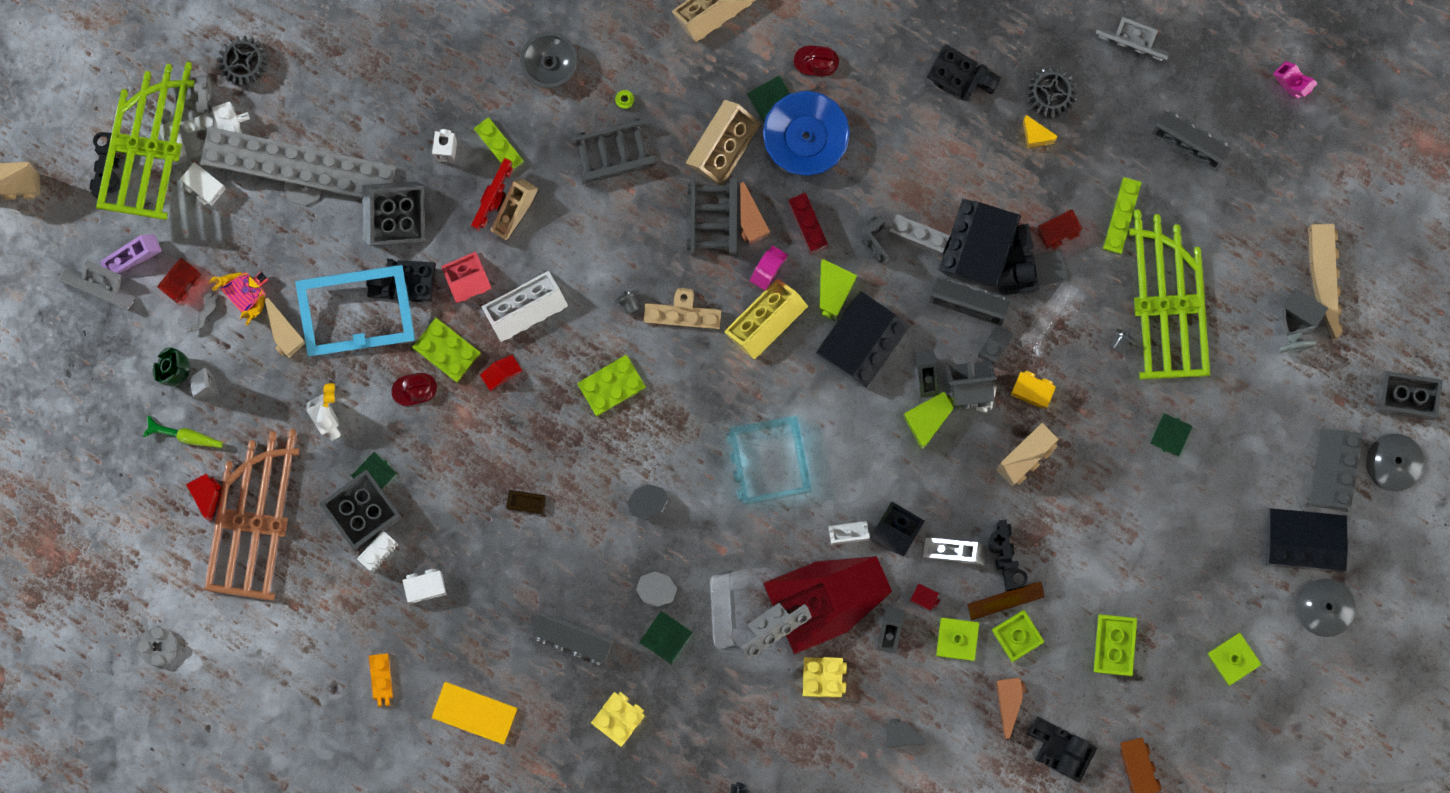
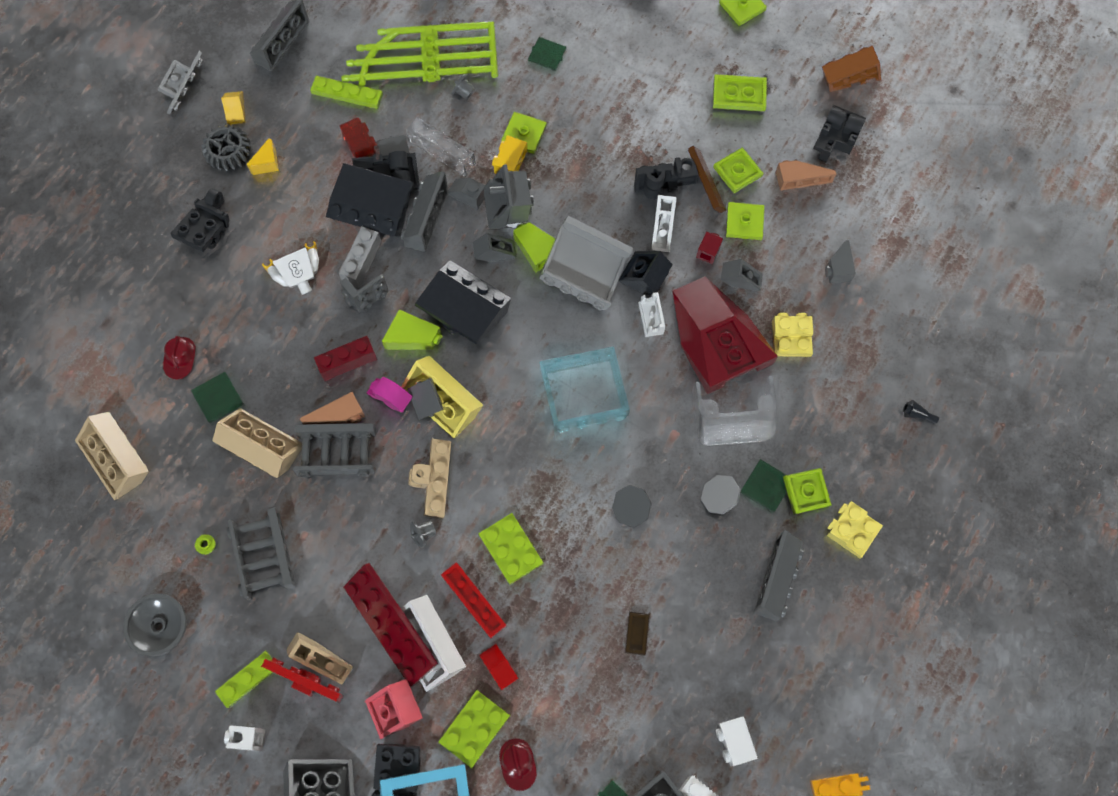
camera: 95 degrees left, 10 degrees down
(474, 713) = (865, 681): yellow tile -> none
(541, 272) = (390, 625): none -> dark red plate
(562, 349) = (473, 600): none -> red plate
(657, 675) = (807, 491): none -> lime plate
(761, 302) = (425, 399): none -> dark grey piece
(772, 627) = (754, 374): light grey bracket -> none
(808, 114) = (240, 347): blue dish -> none
(903, 464) = (585, 263): none -> light grey panel
(907, 171) = (295, 268): none -> white torso
(1027, 455) = (568, 157): tan slope -> none
(1068, 407) = (526, 129): none -> lime plate
(1104, 97) = (234, 107): none -> yellow slope

